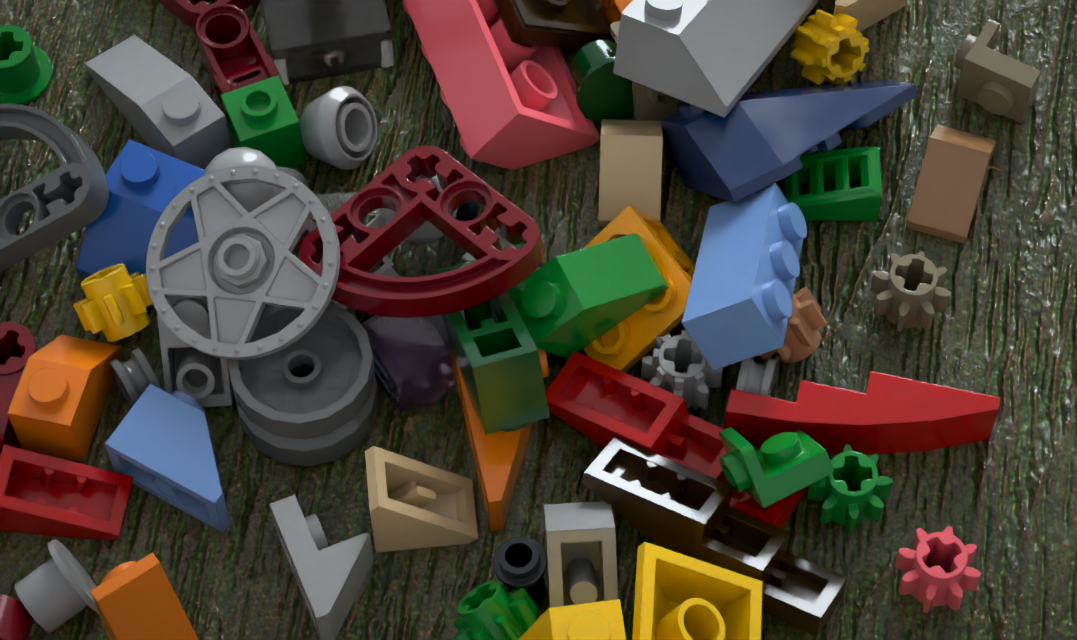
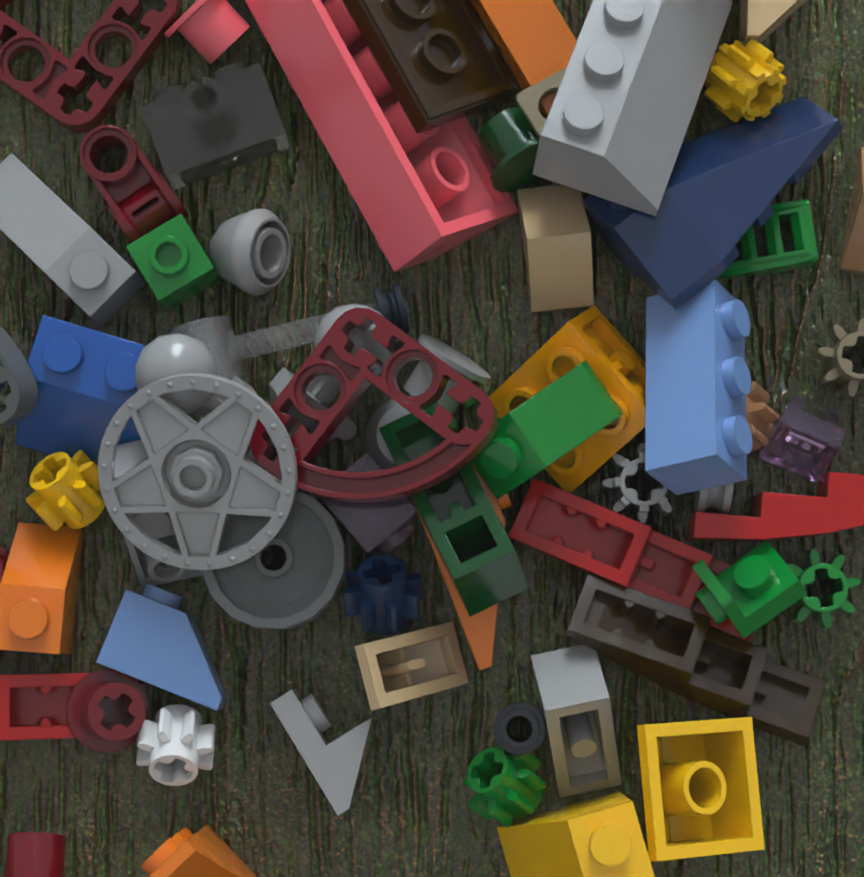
camera: 10 degrees left, 25 degrees up
(56, 589) = (85, 806): light grey piece -> none
(106, 502) = (107, 710): none -> dark red piece
(133, 376) = (107, 571): dark grey bush -> none
(178, 527) = (176, 745): none -> white gear
(406, 428) = (383, 594): none -> dark blue gear
(847, 353) = (803, 441): none -> clear purple tile

